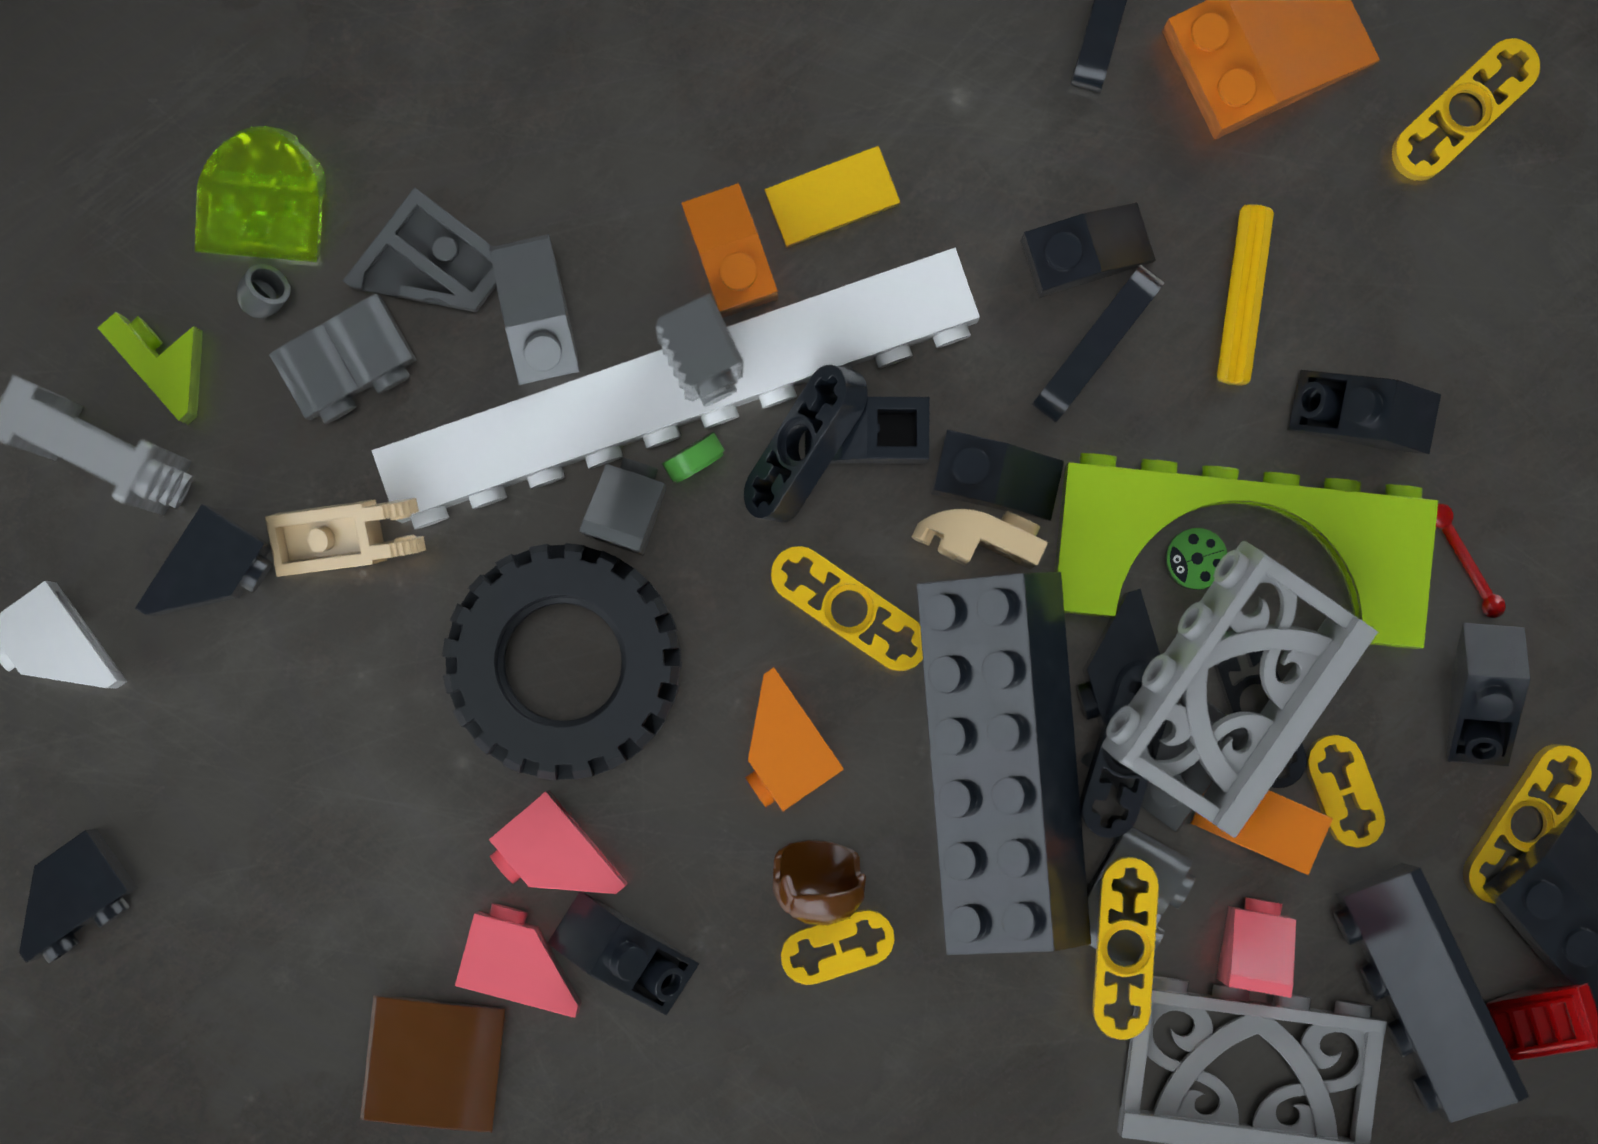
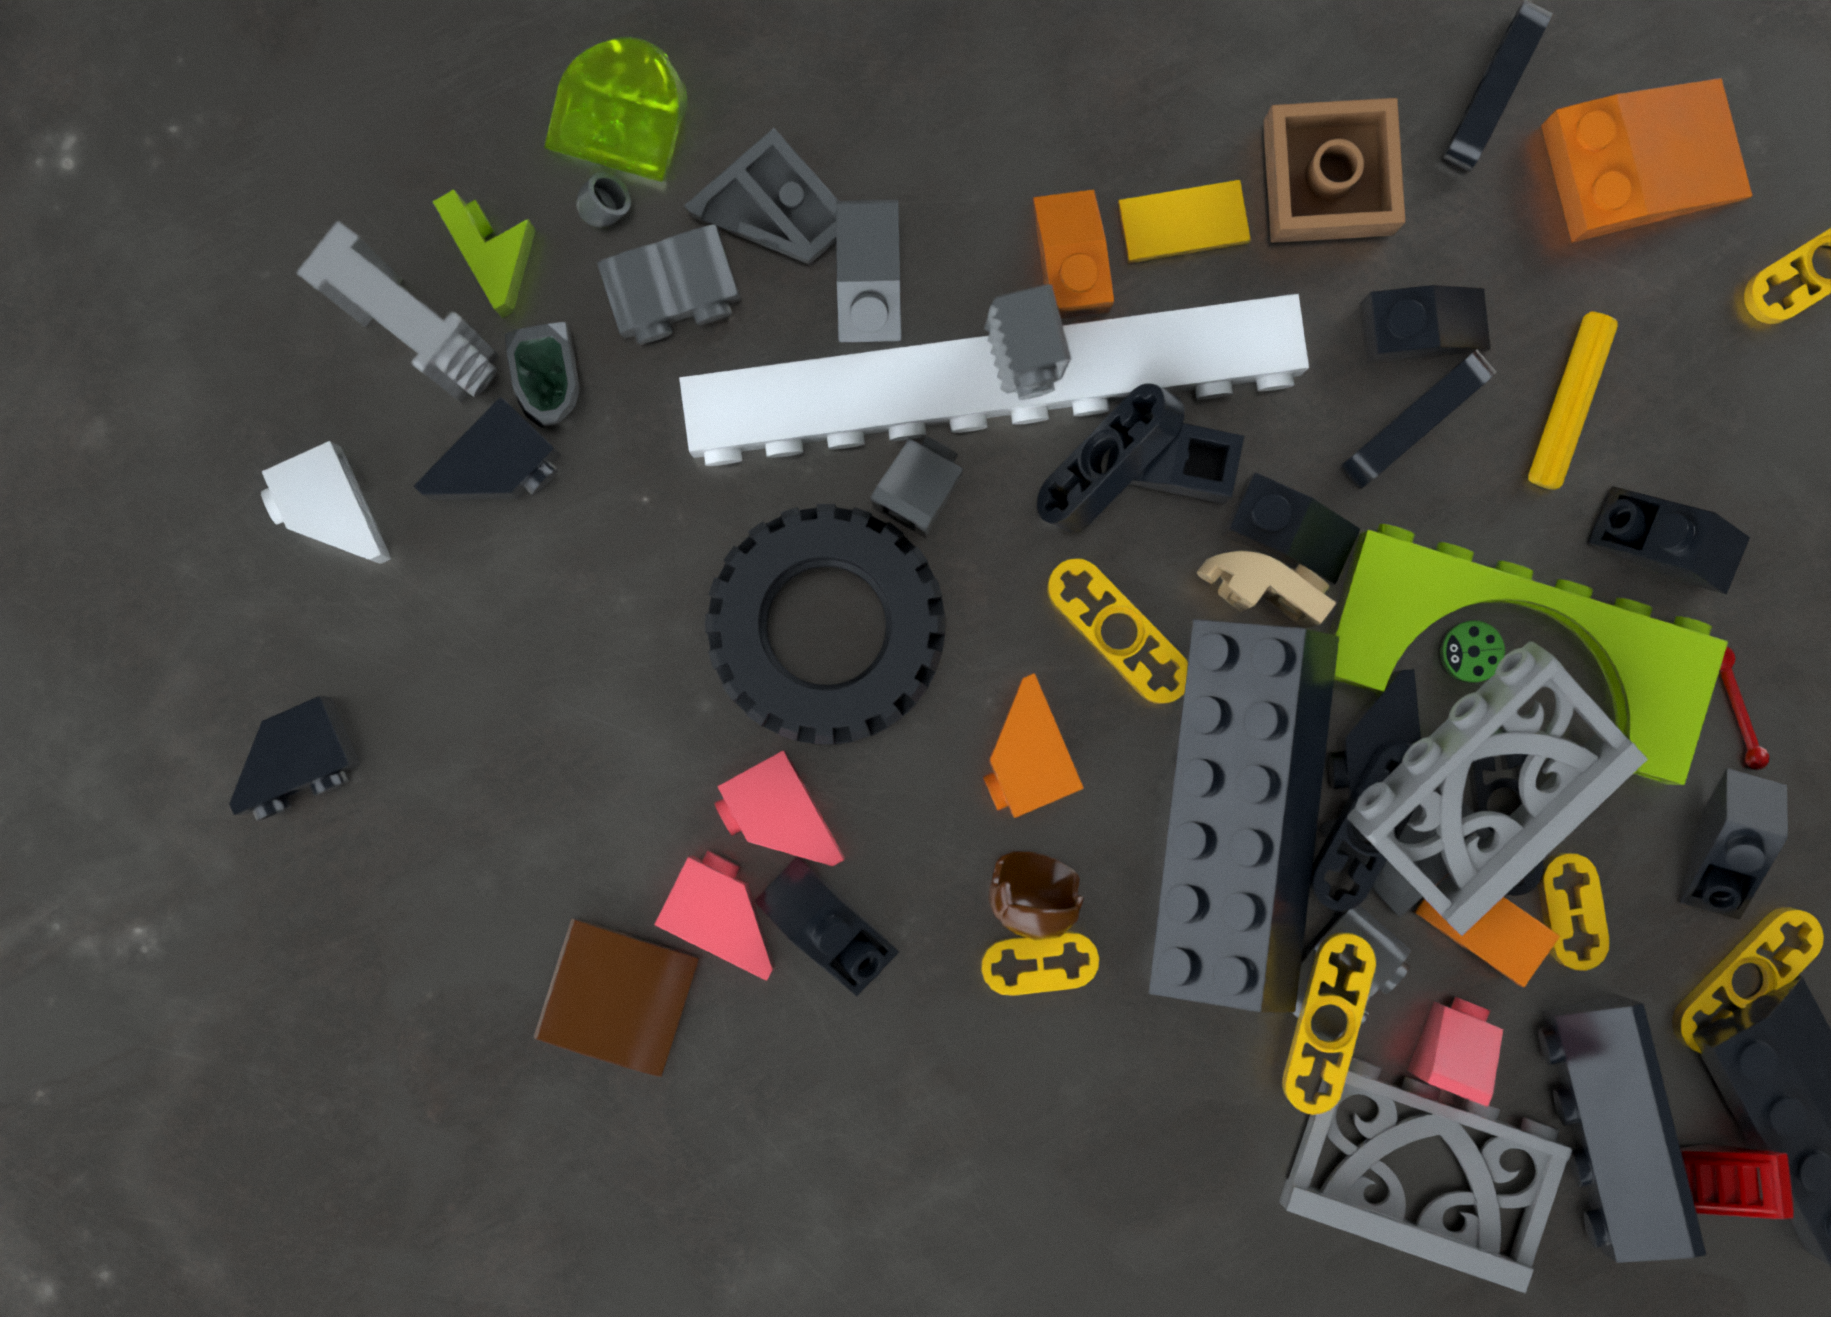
camera: 10 degrees right, 0 degrees up
(238, 470) = (543, 371): none -> rock
(338, 536) = (629, 456): tan hinge -> none
(694, 458) = (996, 451): bright green tile -> none
(966, 119) = (1334, 170): none -> medium nougat brick

